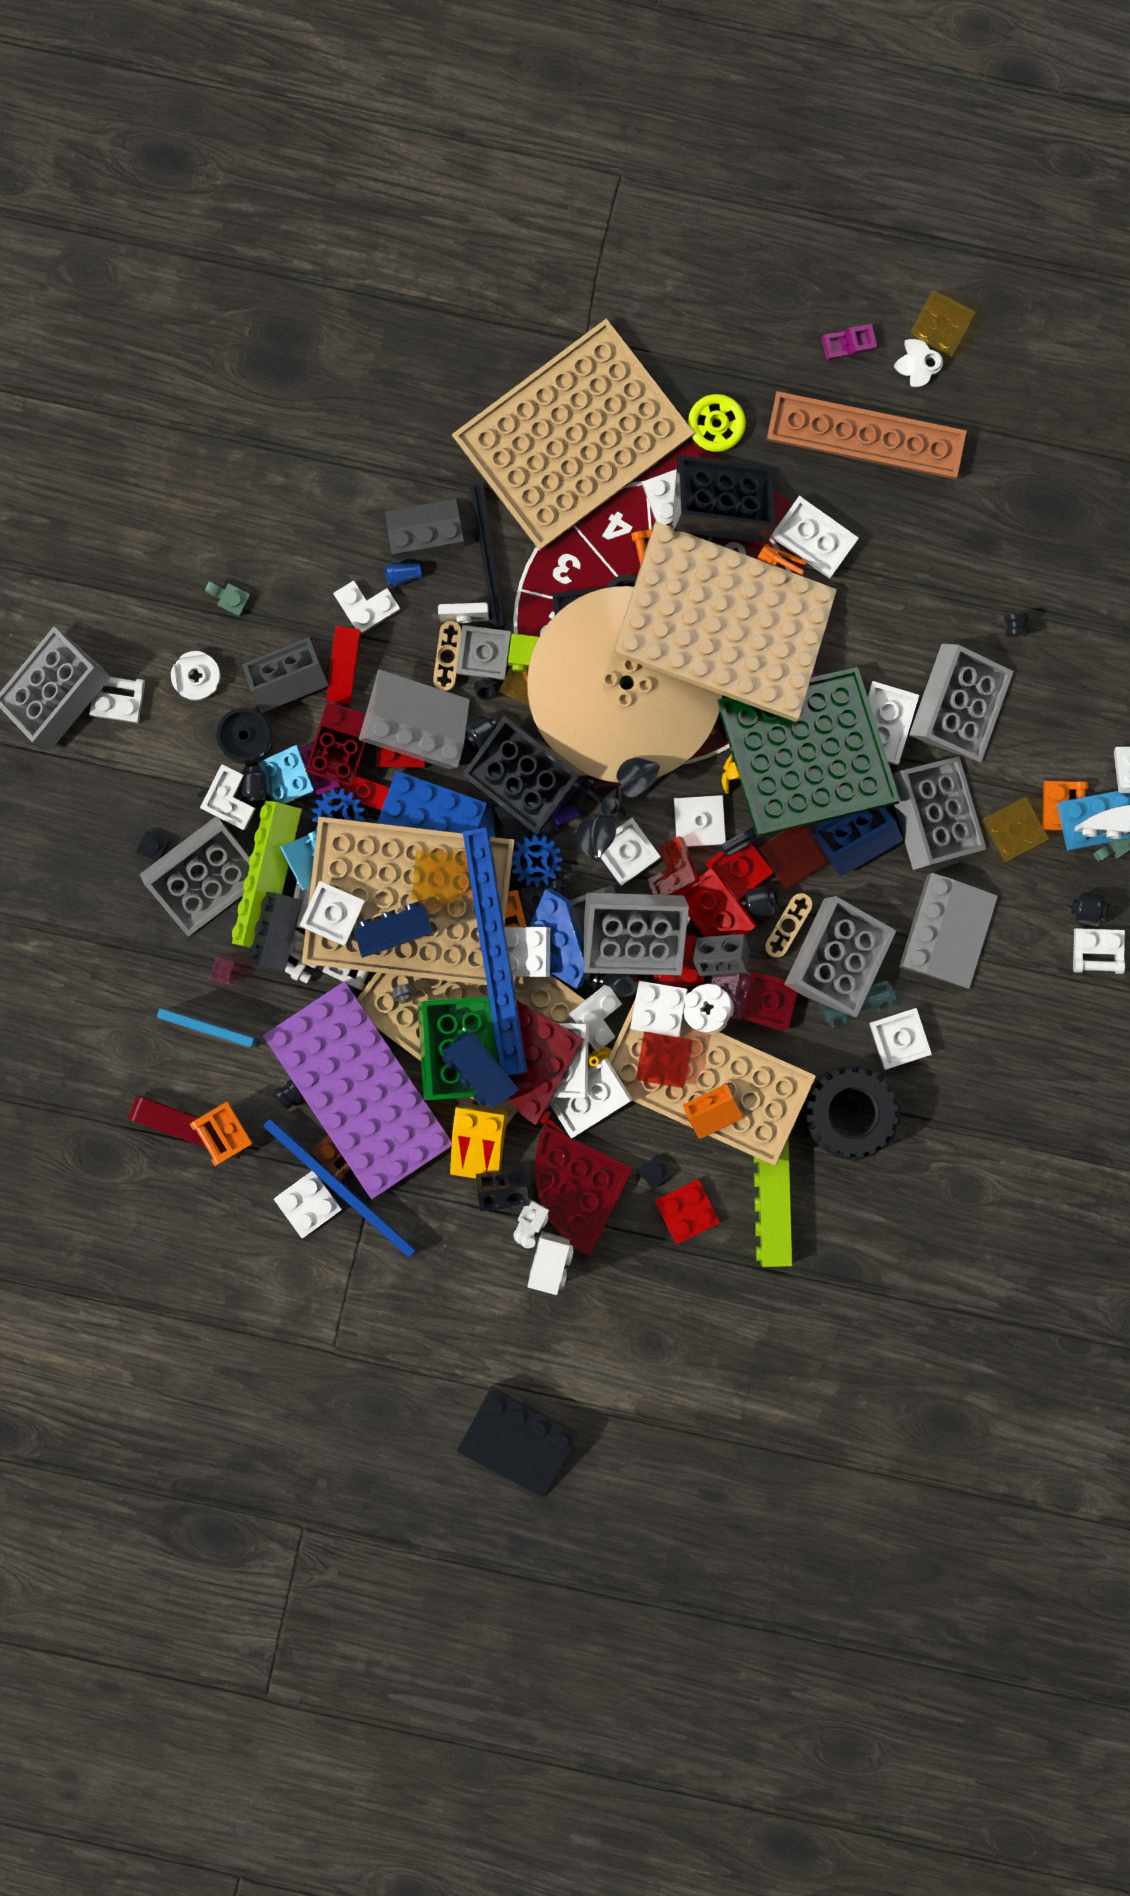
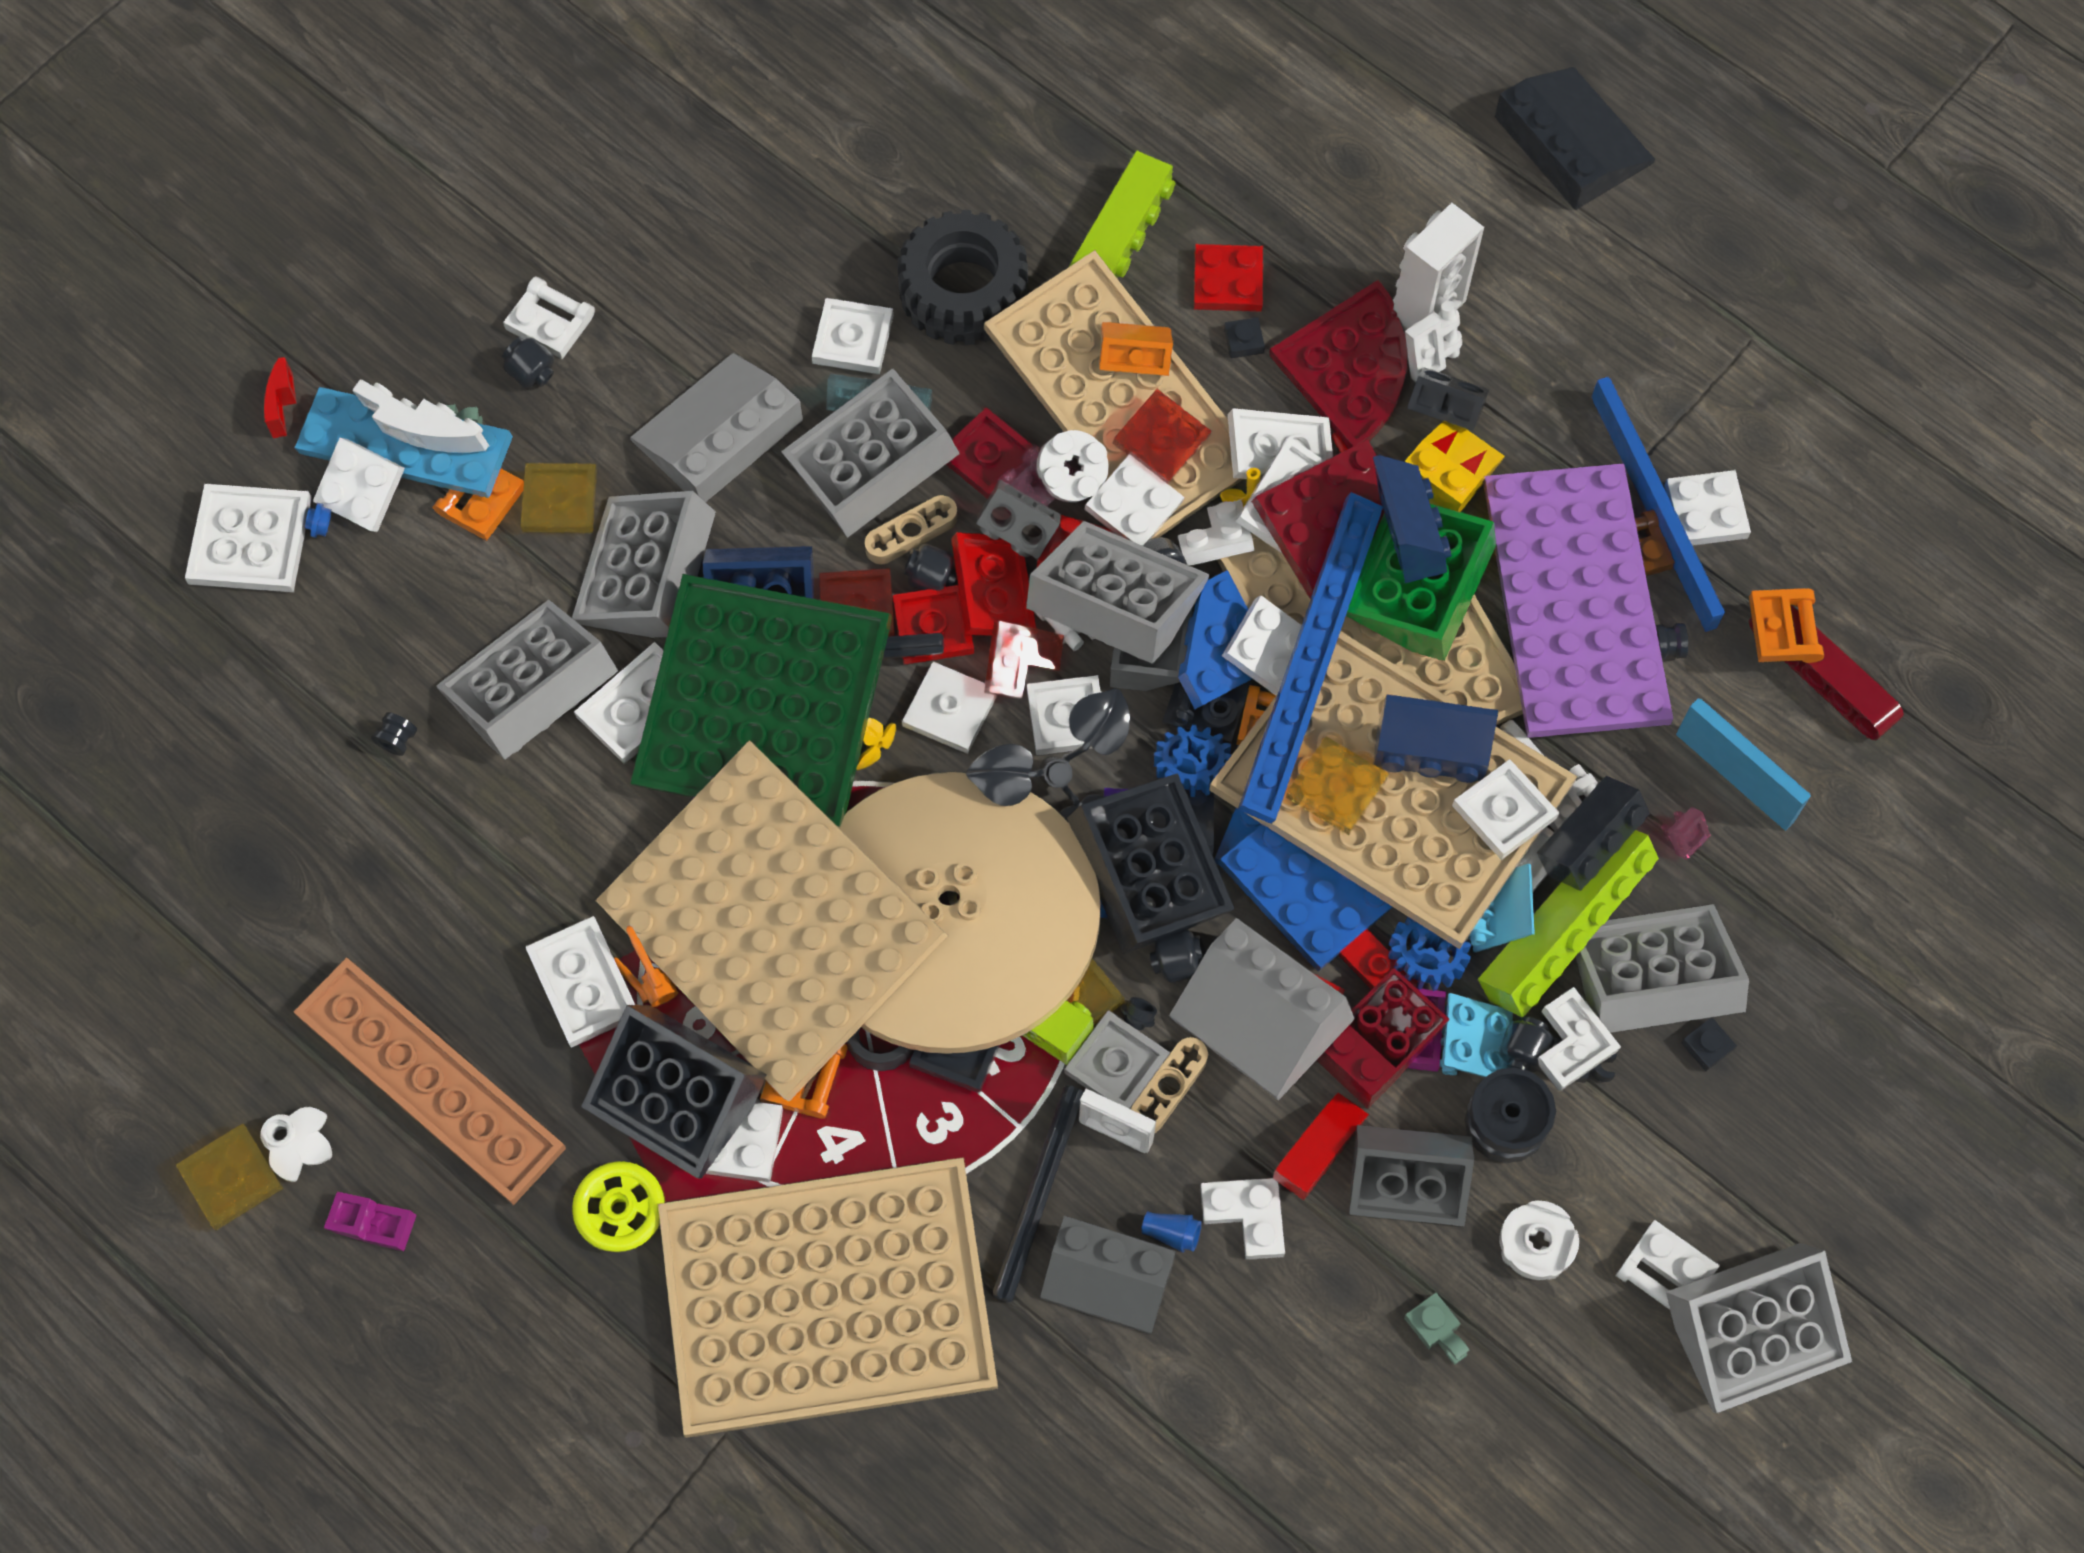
camera: 150 degrees left, 20 degrees down
(403, 993) = (1457, 677): dark grey plate -> none

